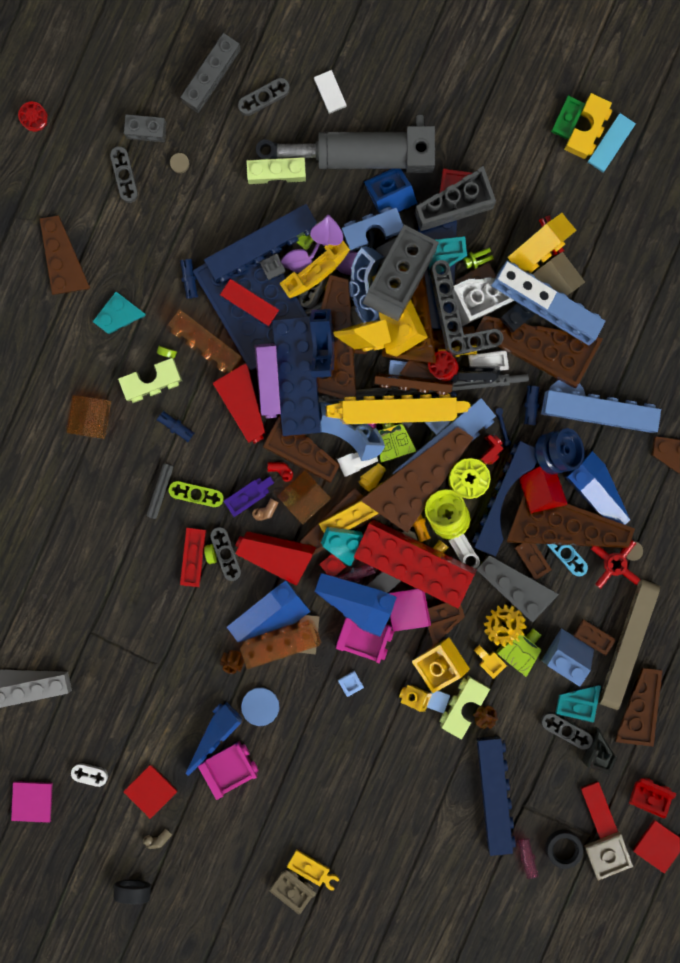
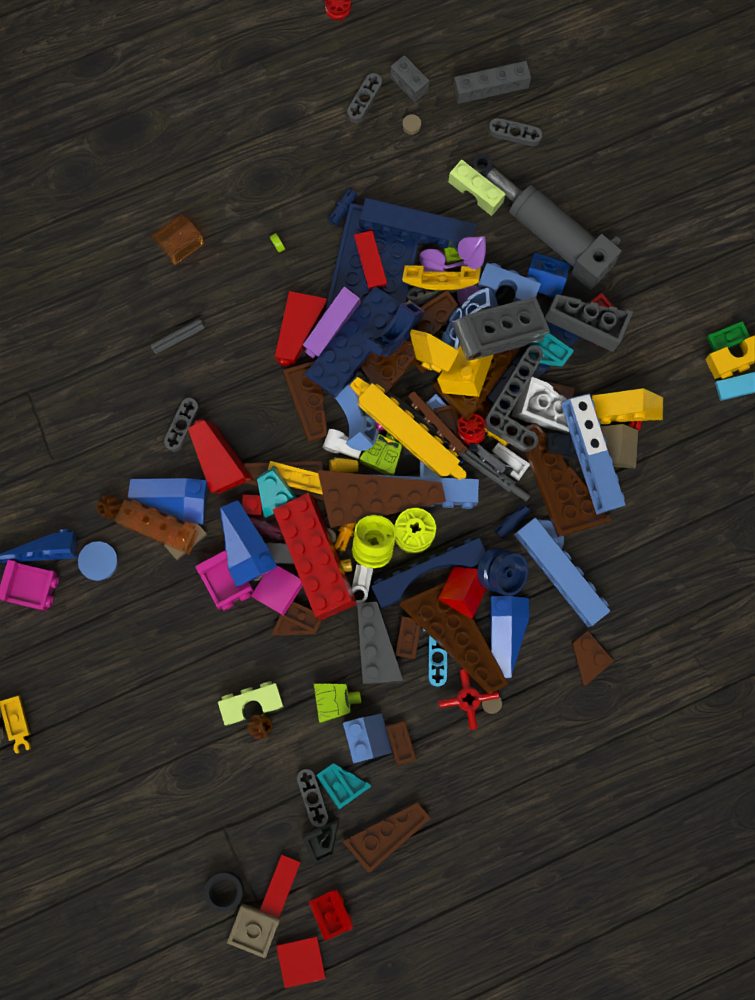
camera: 40 degrees right, 10 degrees down
(62, 262) = (261, 121): reddish brown wing -> none
(117, 314) = (267, 186): teal wing -> none
(167, 376) = (260, 259): yellowish green arch -> none
(175, 426) = (233, 300): dark blue pin -> none
(193, 557) = (155, 404): red plate -> none
(205, 341) = (312, 258): clear orange brick -> none
(208, 501) = (214, 371): lime beam -> none
(210, 554) = (169, 413): lime tile -> none
(248, 495) = (238, 397): dark purple hinge -> none
(266, 512) = (240, 422): medium nougat arm -> none
(272, 267) = (410, 250): dark grey tile -> none
(282, 468) = (282, 400): red arm -> none
(304, 497) = (278, 436): clear orange slope -> none
(330, 92) = (566, 169): white tile -> none
(350, 683) = (181, 606): light blue tile -> none
(421, 698) = (220, 661): yellow brick -> none
(438, 701) = (235, 681): light blue tile -> none
(441, 665) = (262, 654): yellow slope -> none
(472, 261) = (562, 375): lime arm -> none
(490, 455) = (448, 527): red bracket -> none
(491, 663) = (302, 690): yellow plate -> none
(495, 795) = (209, 796): dark blue brick -> none
(499, 411) = (483, 505): dark blue hinge -> none
(511, 619) = (330, 672): yellow gear -> none
(528, 858) = (188, 872): clear pink pin -> none
(629, 644) = (422, 774): dark tan beam -> none

